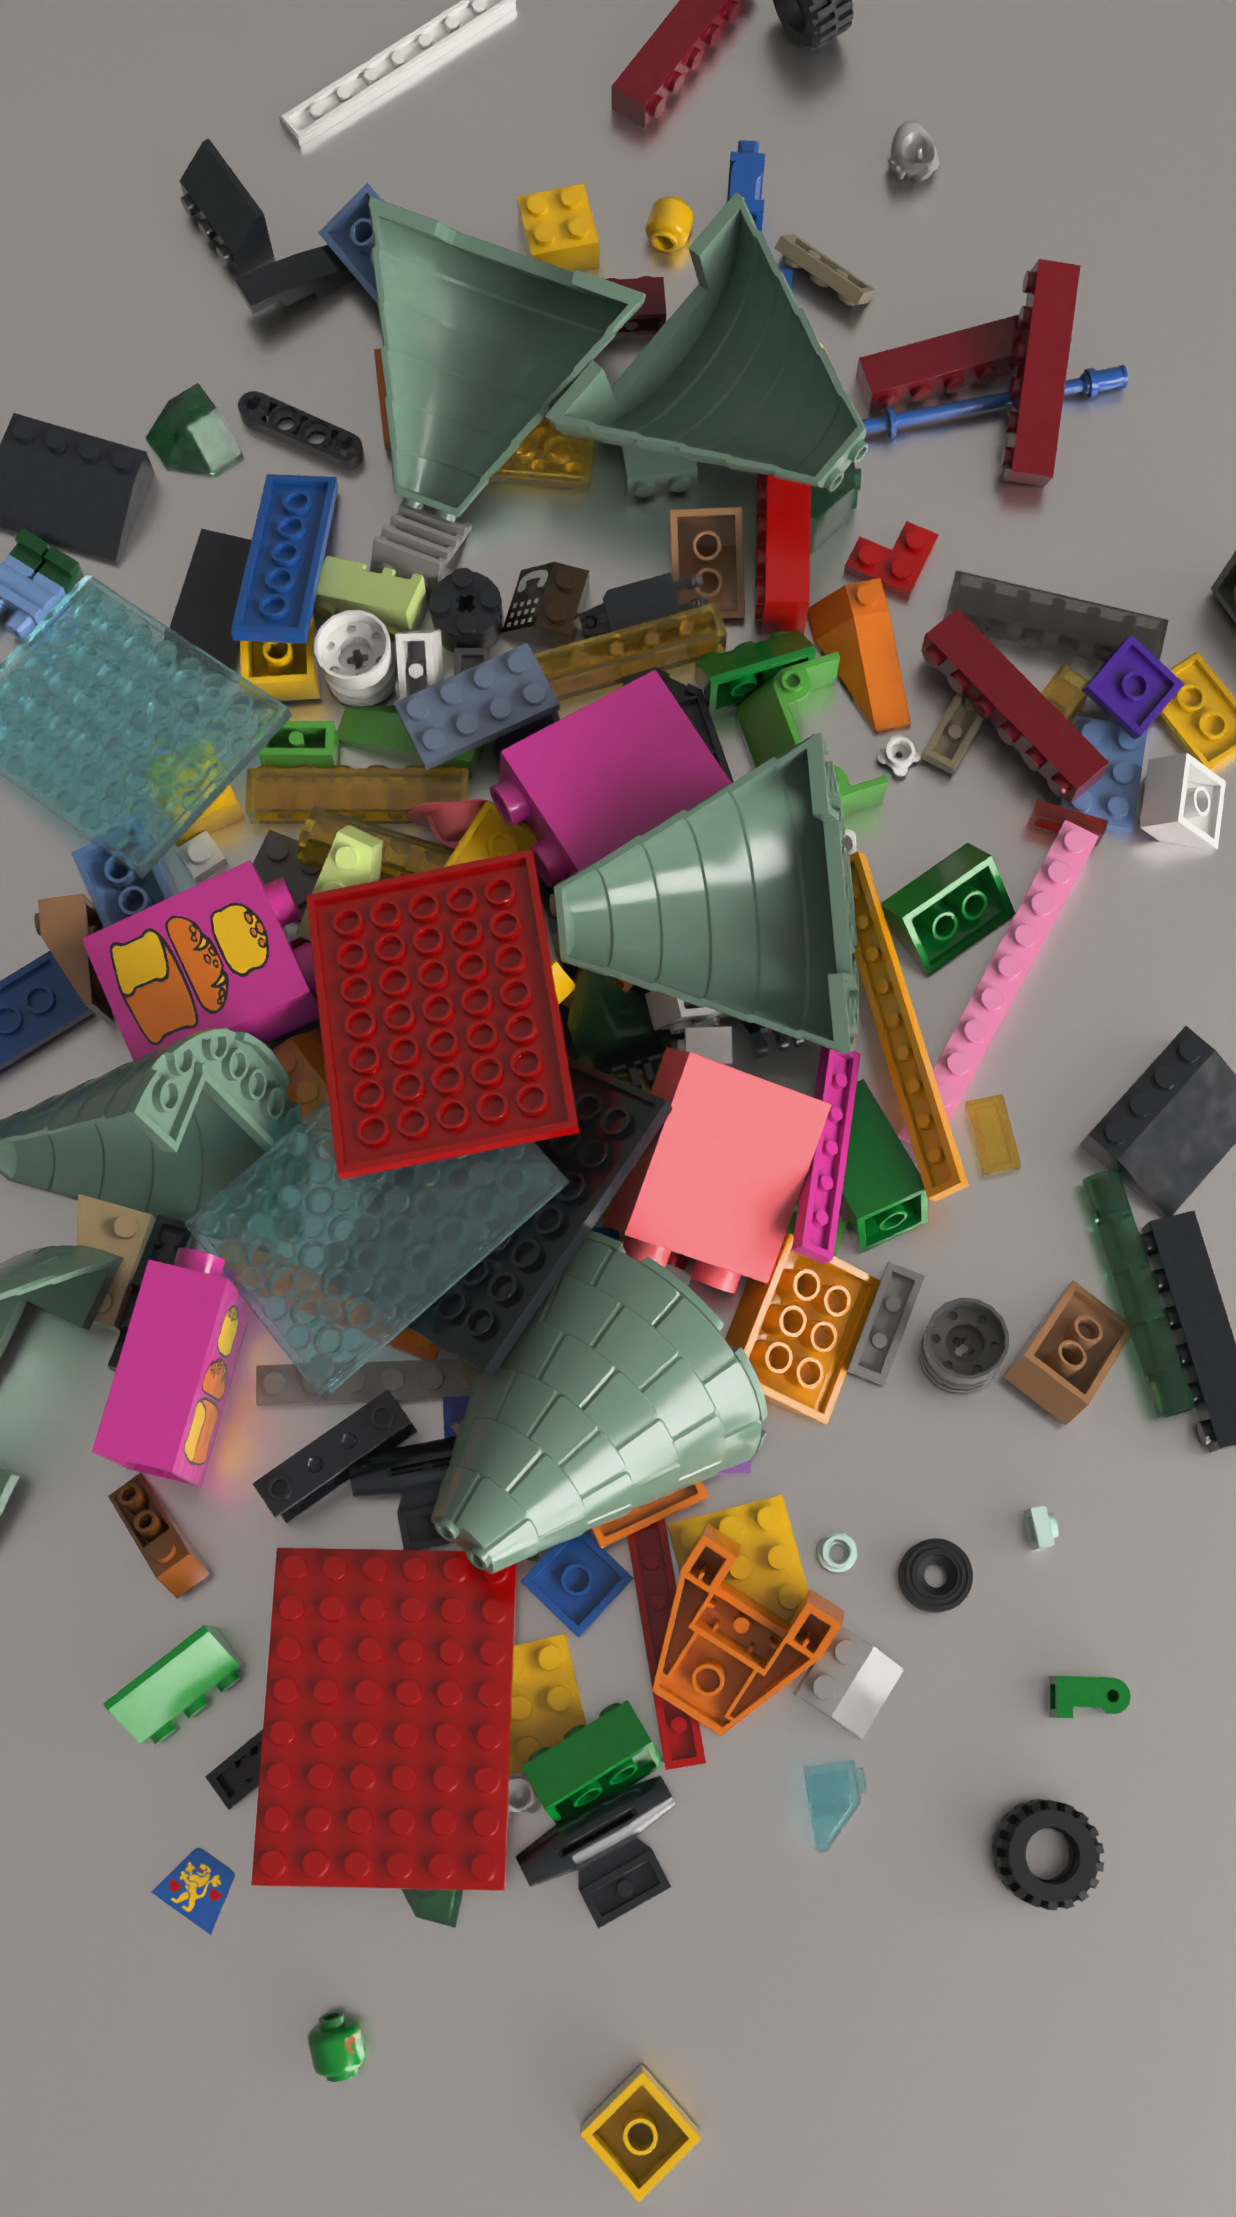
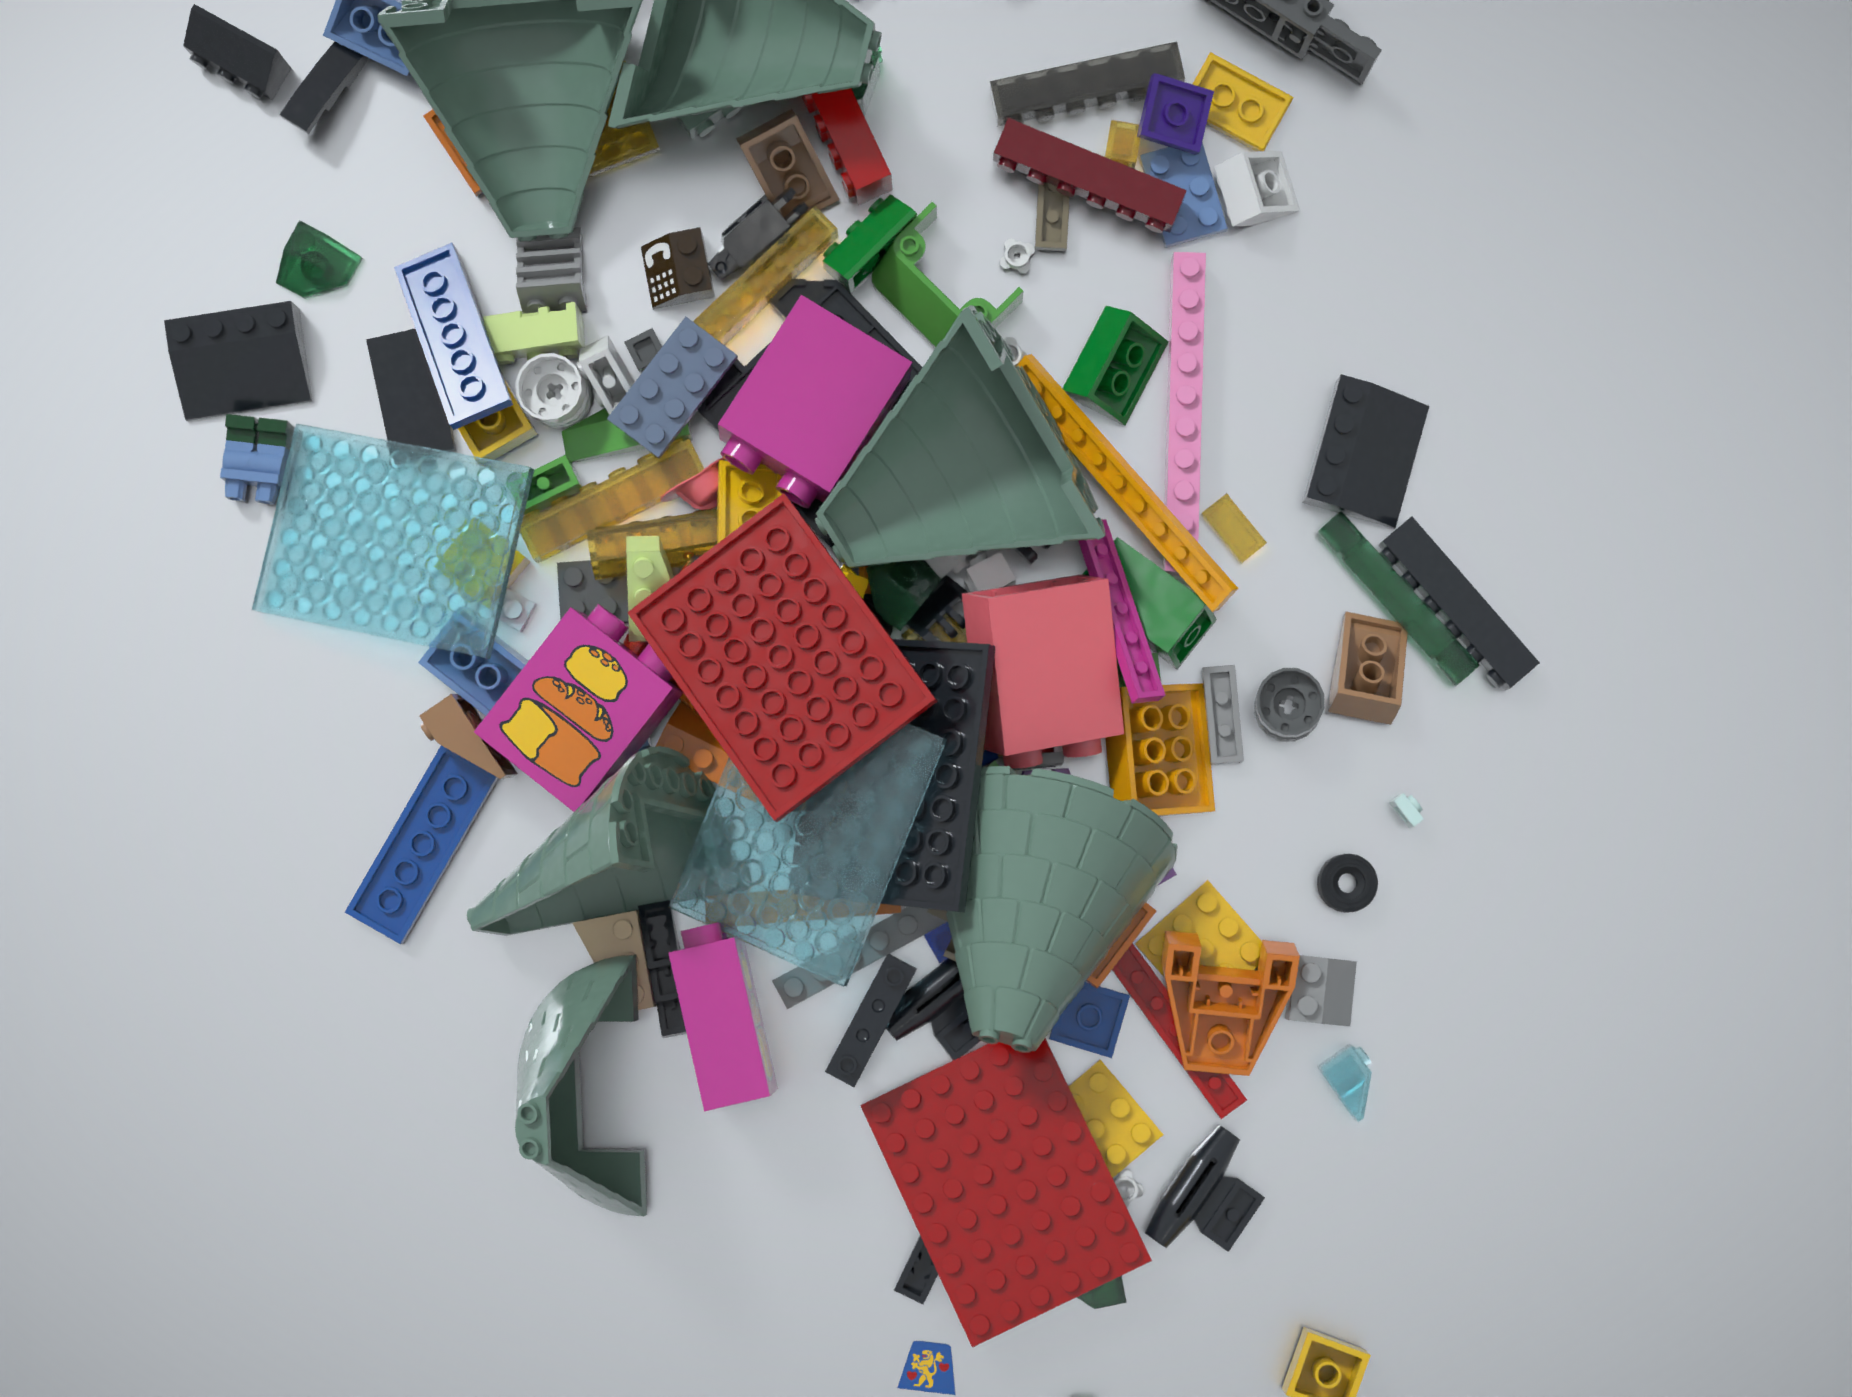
camera: 20 degrees left, 10 degrees up
(158, 1536) = (767, 1140): dark orange slope -> none
(176, 1685) = (842, 1238): slope -> none
(304, 425) = (399, 213): black beam -> none
(467, 610) = (607, 292): black brick -> none
(592, 1762) = (1167, 1140): green slope -> none
(848, 1546) = (1277, 906): light aqua plate -> none
(860, 628) = (937, 172): orange wedge -> none
(896, 567) = (938, 98): red plate -> none
(1051, 818) = (1164, 250): clear red tile -> none
(1082, 1862) = (1546, 1046): black tyre -> none
(1101, 1693) = (1494, 912): green leg -> none

